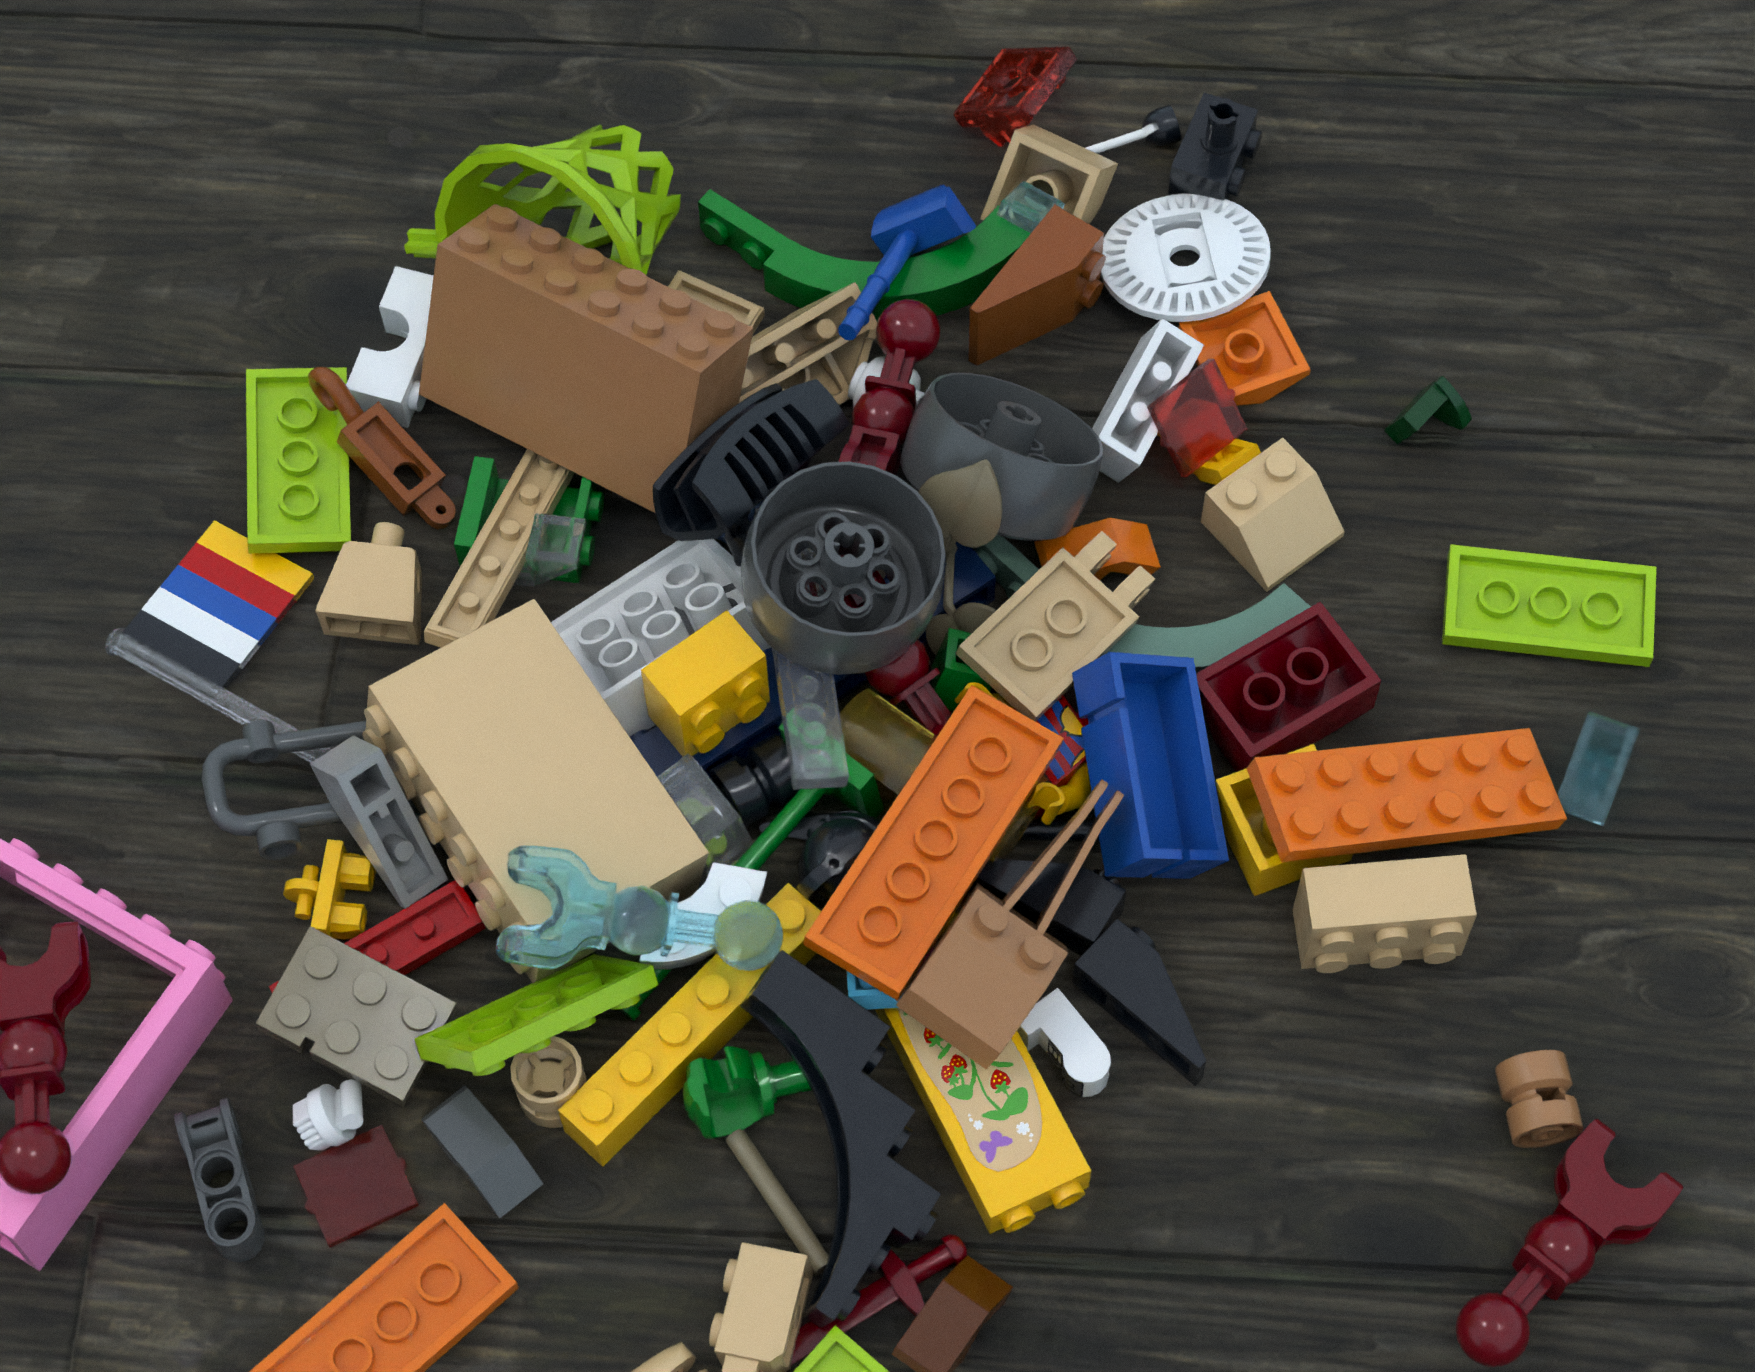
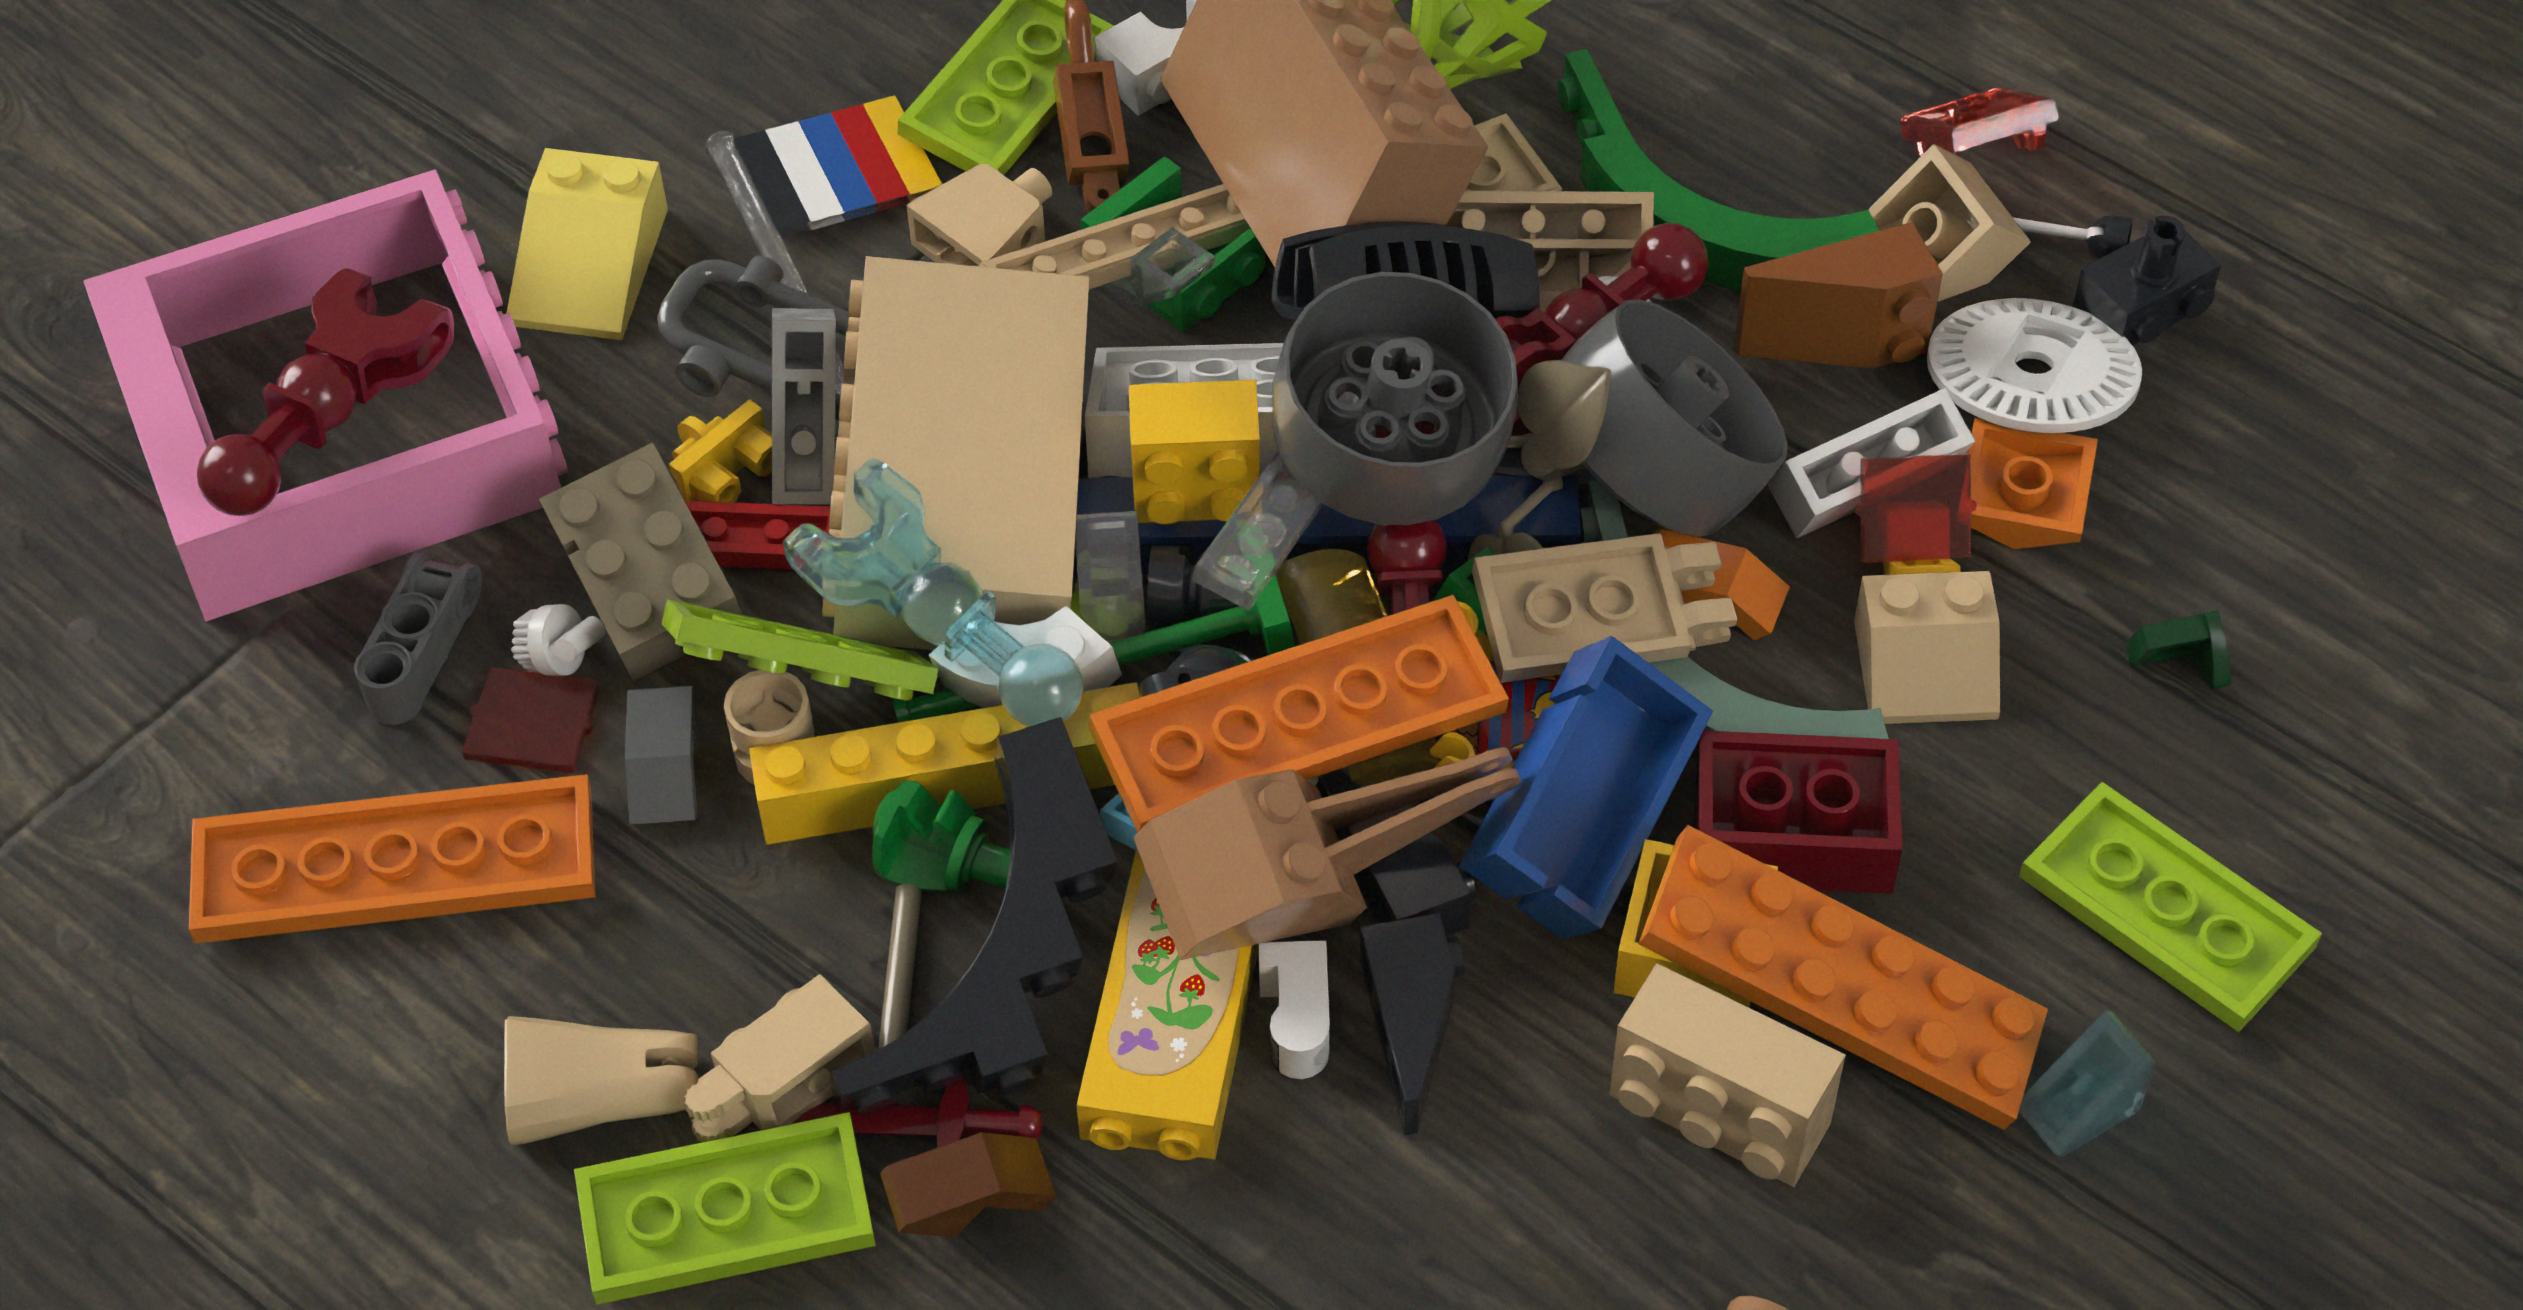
camera: 35 degrees right, 10 degrees down
(85, 788) = (586, 243): none -> light yellow slope
(902, 232) = (1753, 185): blue piece -> none
(1027, 206) = (1881, 215): clear light blue tile -> none

